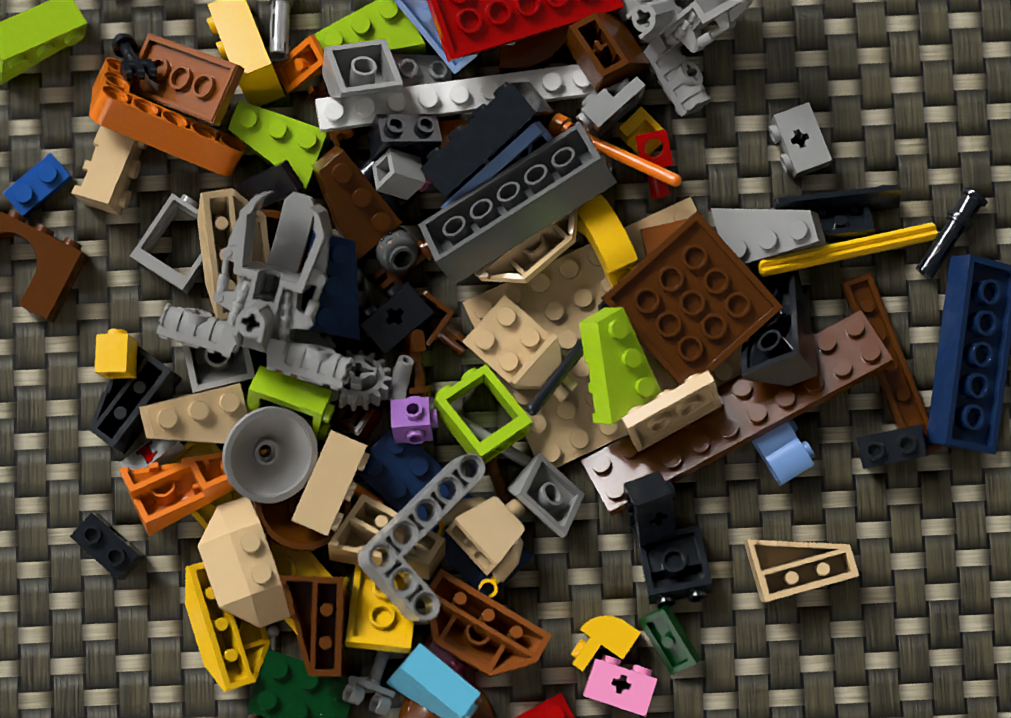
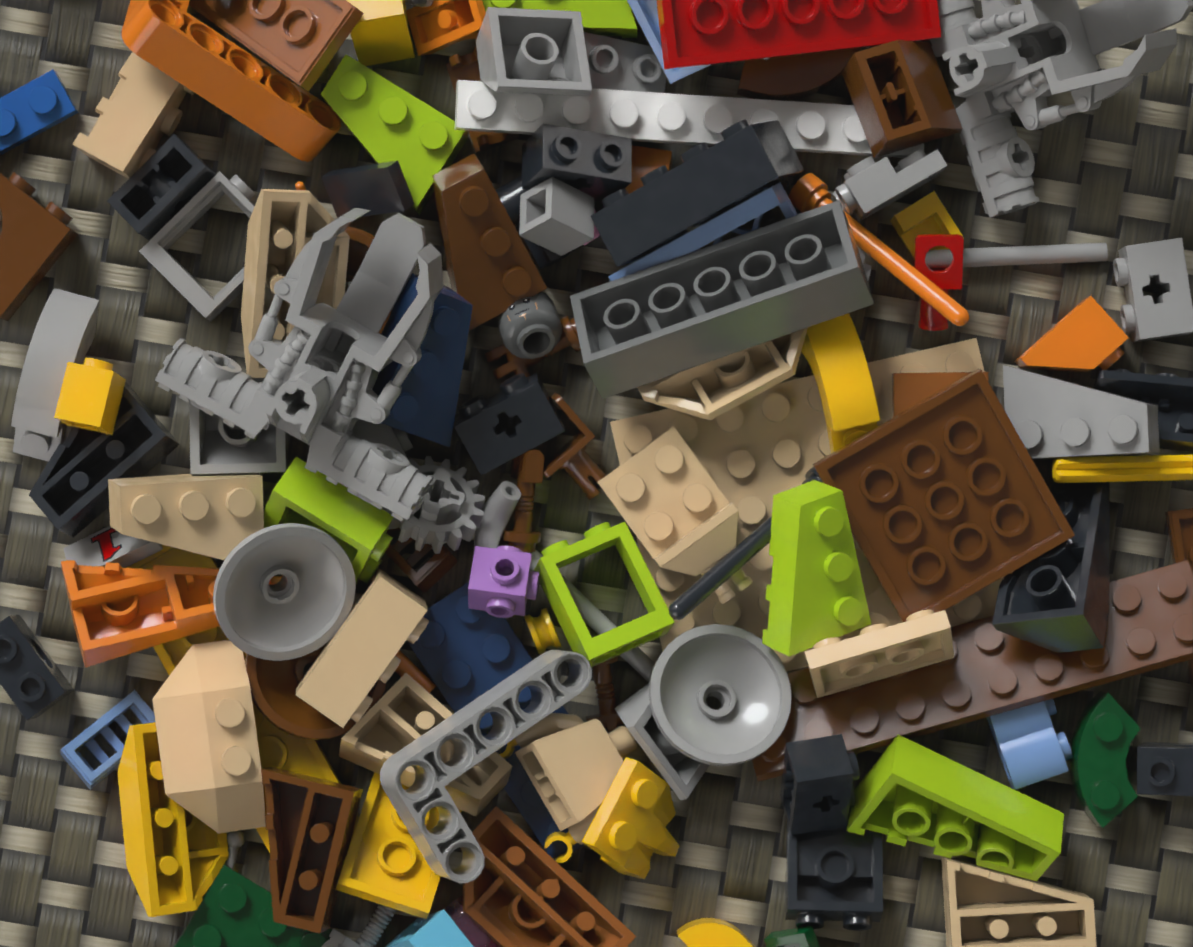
camera: 10 degrees right, 5 degrees up
(90, 317) = (60, 337): none -> light grey arch
(136, 211) = (161, 187): none -> black brick
(159, 585) = (107, 765): none -> medium blue slope
(447, 448) = (543, 631): none -> yellow bush
(533, 559) = (633, 821): none -> yellow plate
(577, 445) = (736, 671): none -> light grey dish
(708, 137) = (1021, 255): none -> light grey bar
(745, 507) = (956, 811): none -> lime wedge
(757, 185) = (1077, 342): none -> orange slope
(833, 452) = (1100, 759): none -> dark green brick

